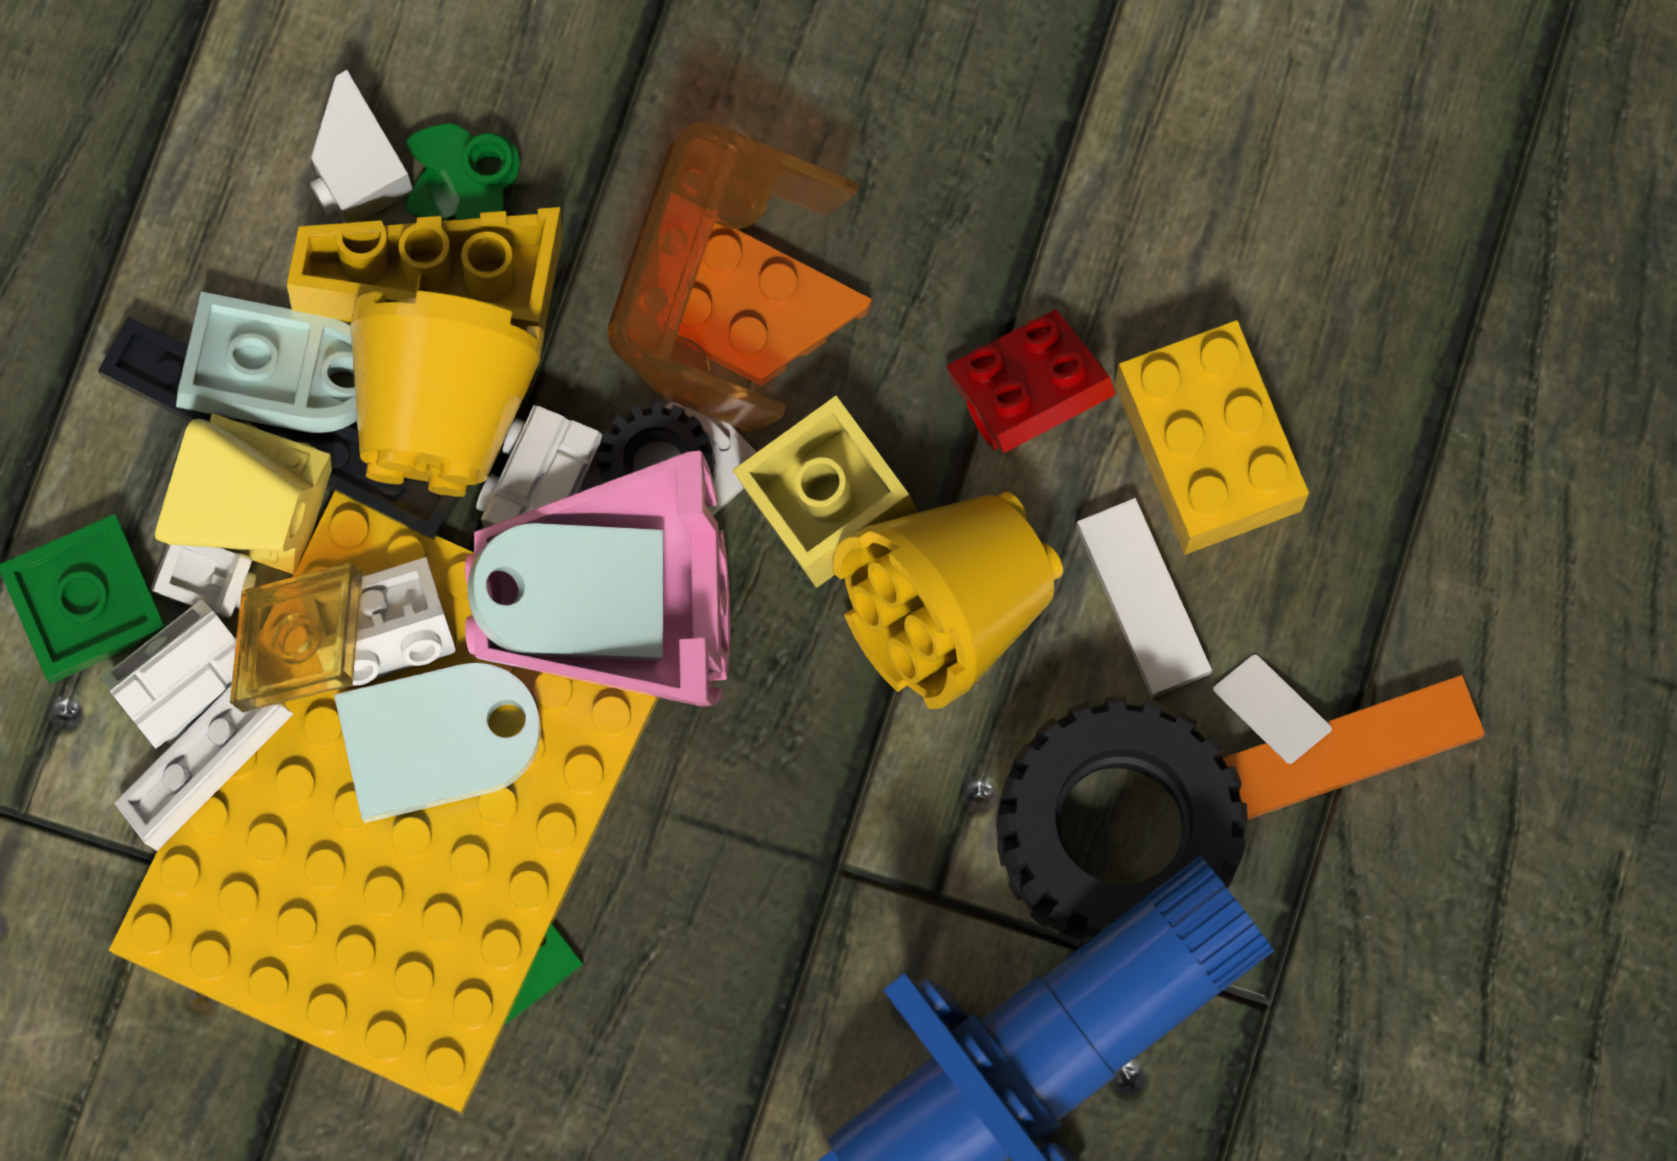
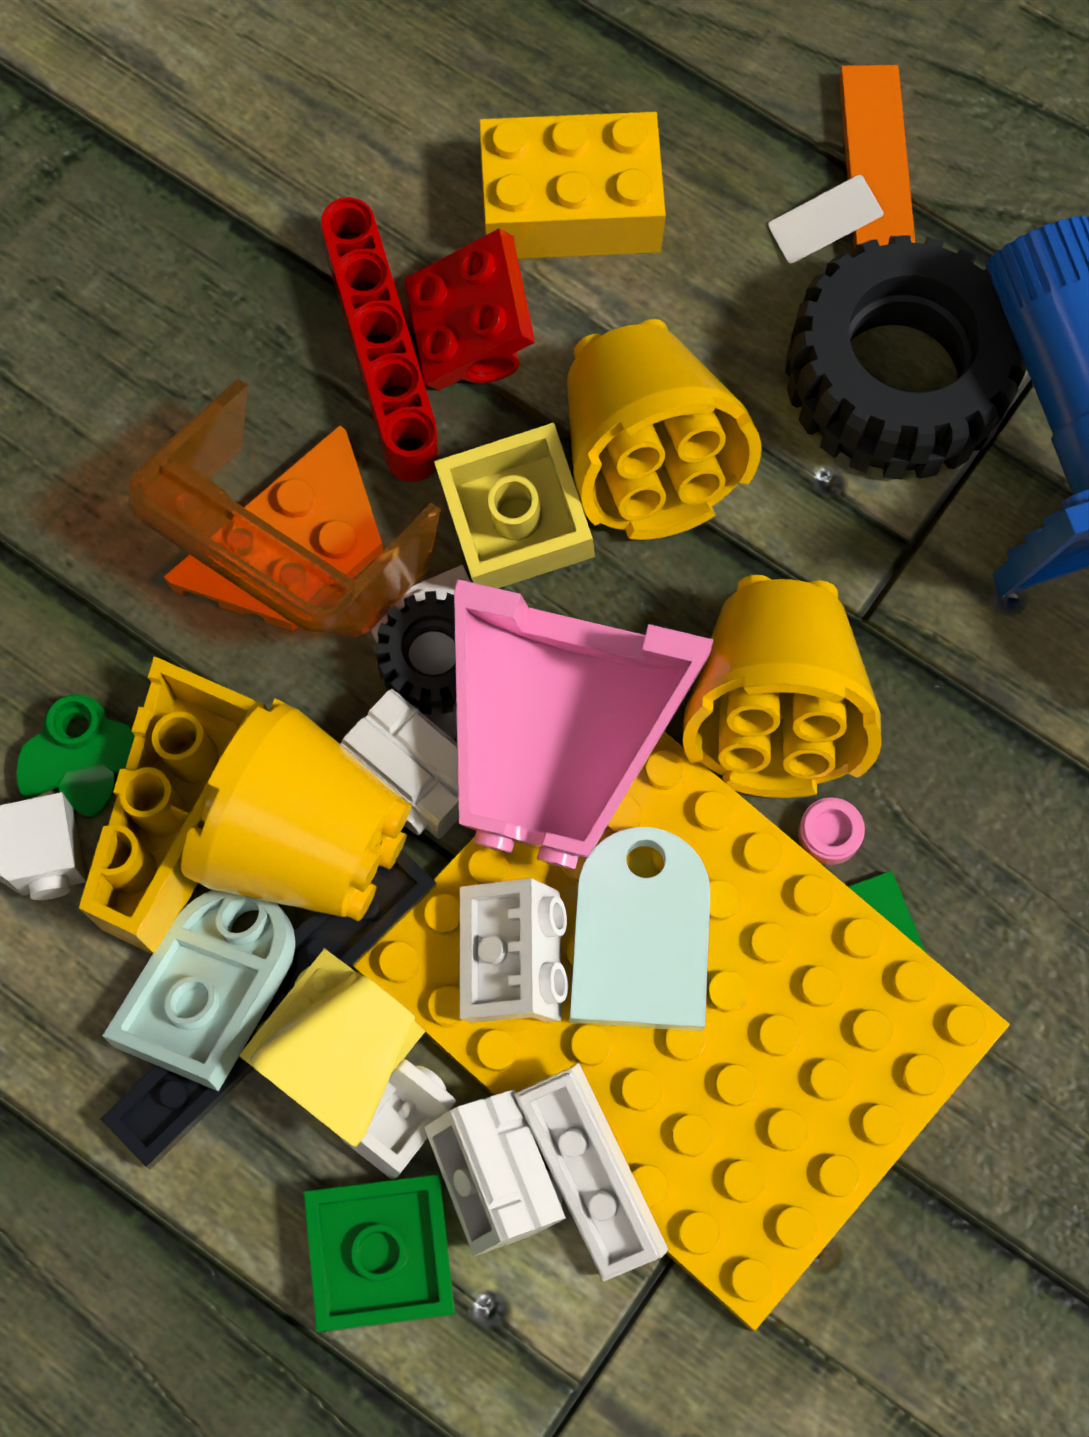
camera: 75 degrees left, 5 degrees down
(296, 637) = (509, 1030): clear yellow tile -> none
(578, 592) = (549, 741): light aqua tile -> none
(605, 895) = (831, 830): none -> bright pink tile
(714, 794) = (782, 692): none -> yellow cone
(988, 278) = (376, 313): none -> red beam
(1143, 598) = (693, 290): white tile -> none

